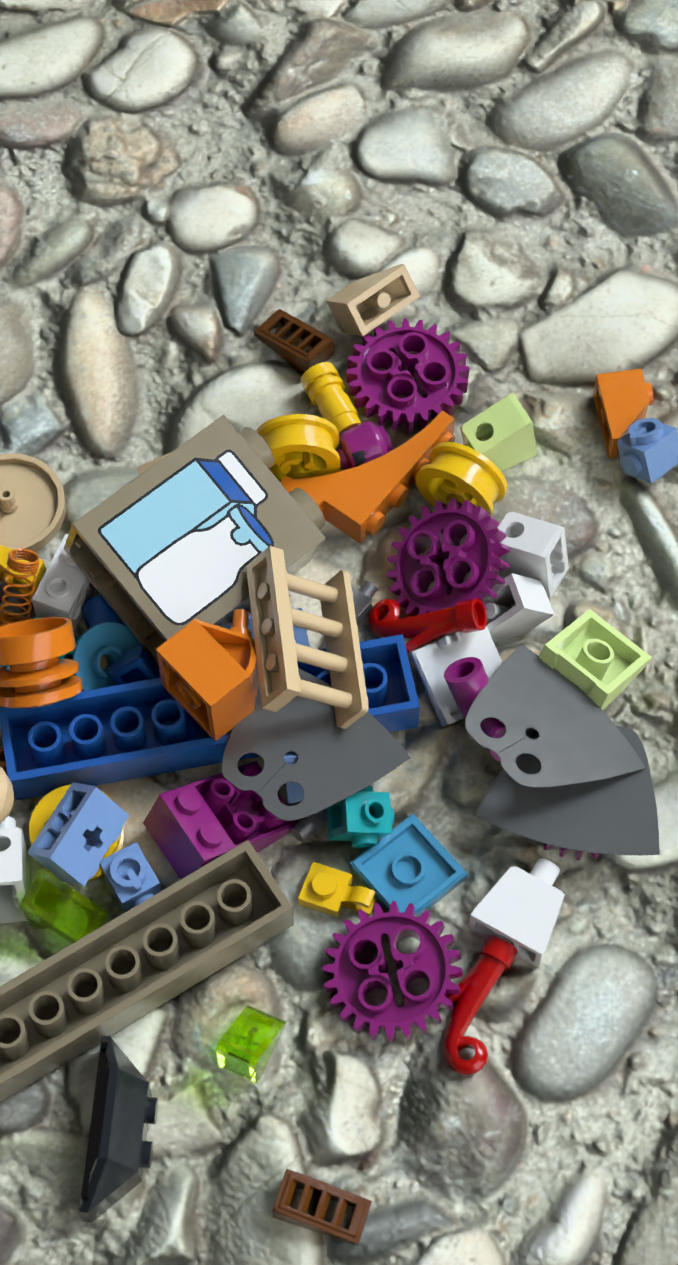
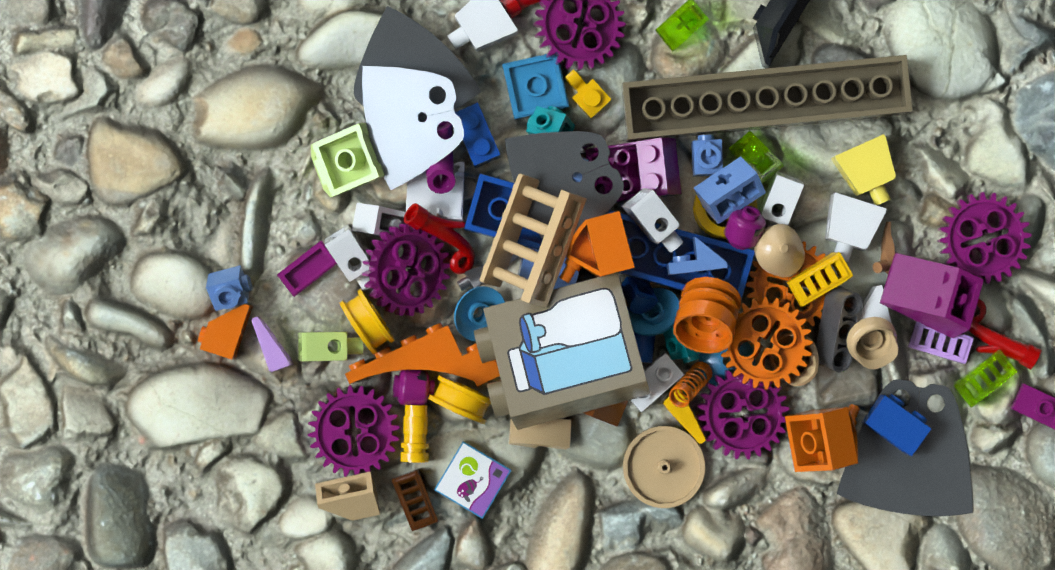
camera: 150 degrees left, 25 degrees up
(34, 797) = (745, 228): none -> magenta head
(69, 727) = (704, 260): none -> medium blue slope
(165, 743) = (645, 210): none -> white torso
(236, 388) = (472, 479): none -> tile
(338, 552) = (475, 298): none -> dark azure dish
(450, 764) = (477, 136): none -> blue brick
(560, 417) = (272, 350): none -> lavender slope
(574, 513) = (307, 268): none -> magenta tile

